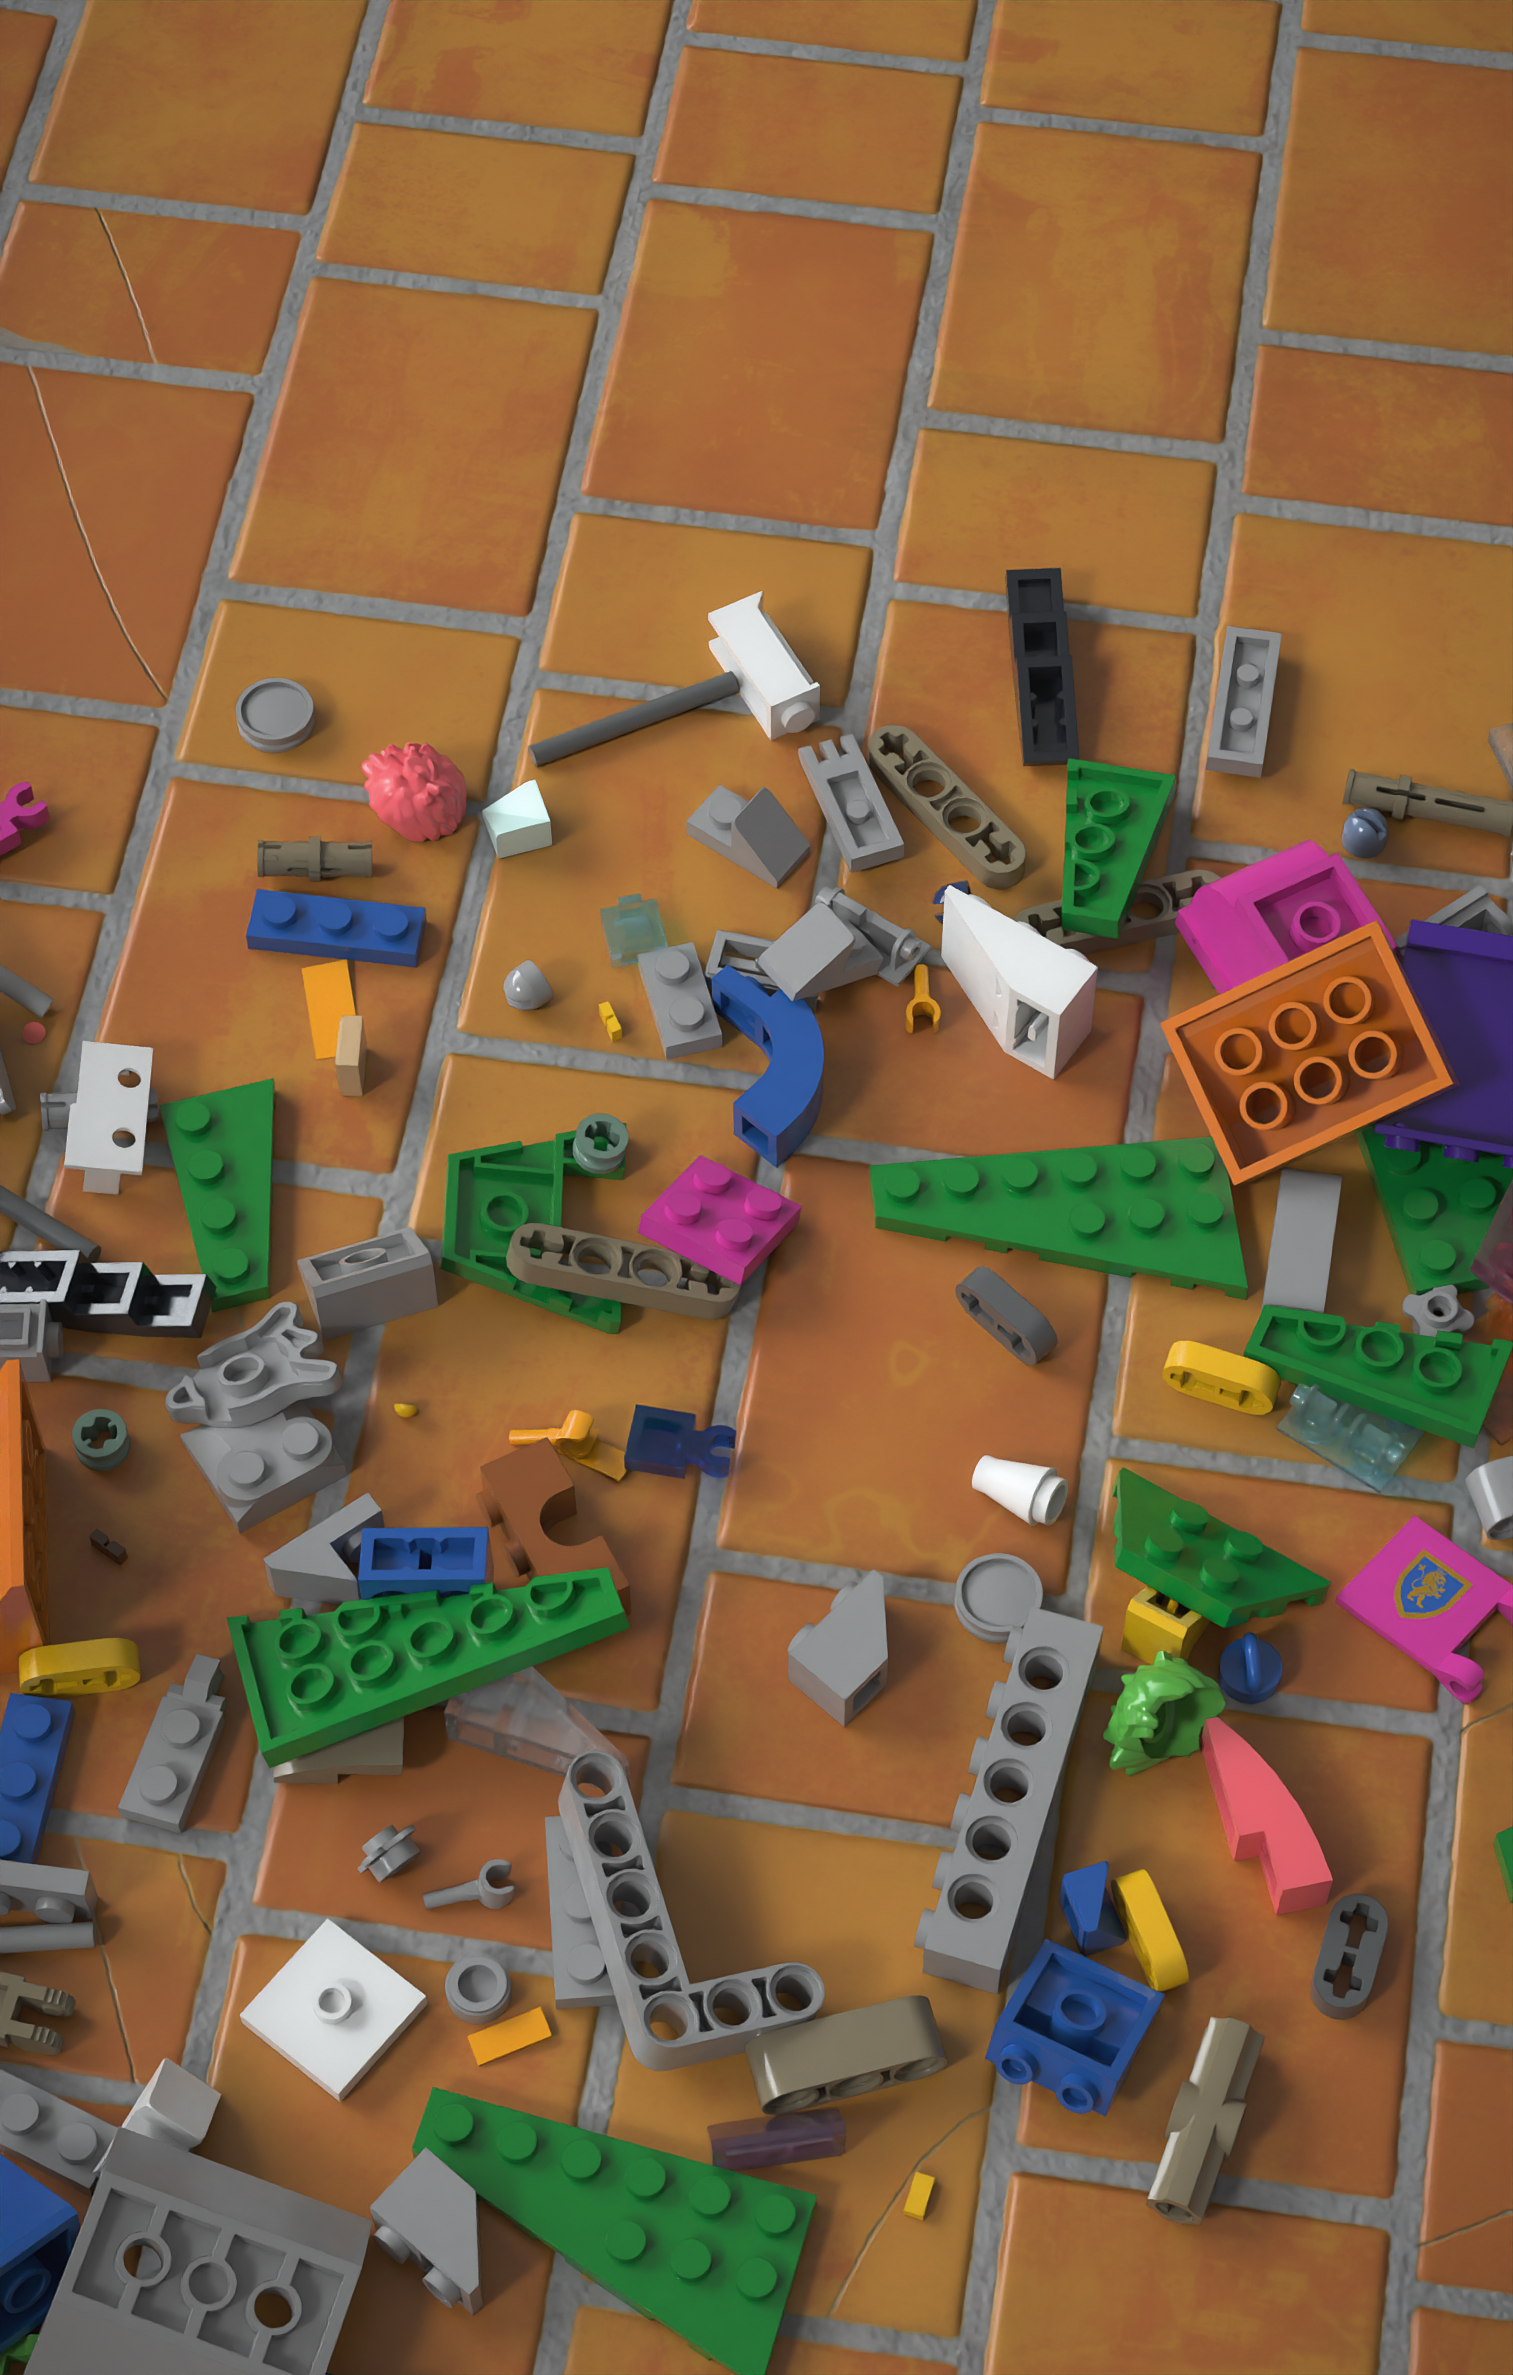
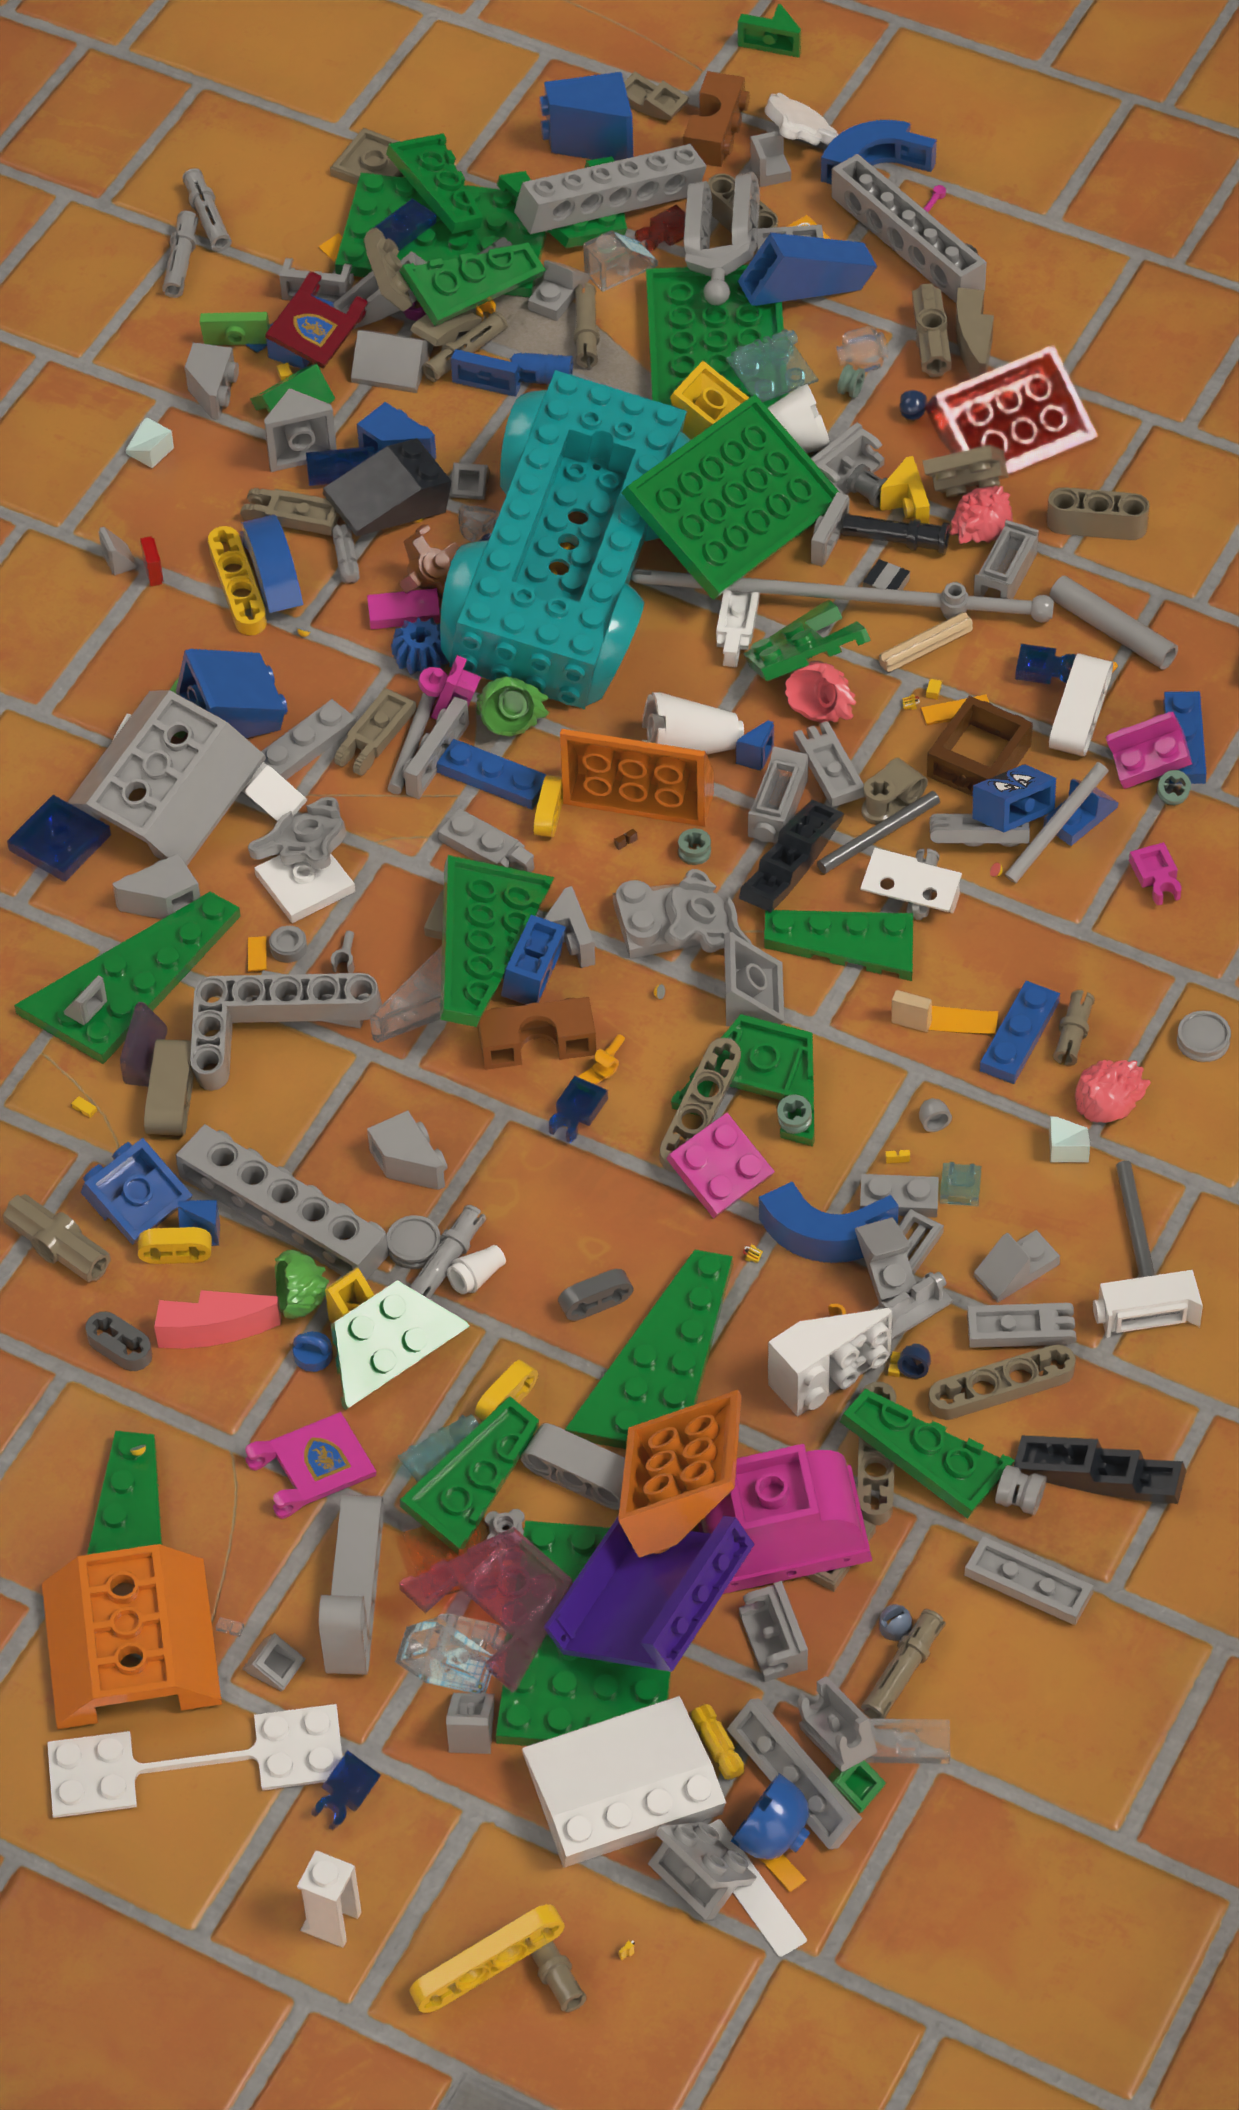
camera: 110 degrees right, 5 degrees down
(249, 2023) = (304, 837): none -> light grey tile
(389, 1852) = (379, 916): light grey plate -> none
(735, 2242) = (87, 1002): none -> light grey slope
(844, 1153) = (753, 1254): none -> yellow piece
(1014, 1537) = (453, 1244): none -> light grey pin
(1116, 728) = (1020, 1489): none -> light grey wheel

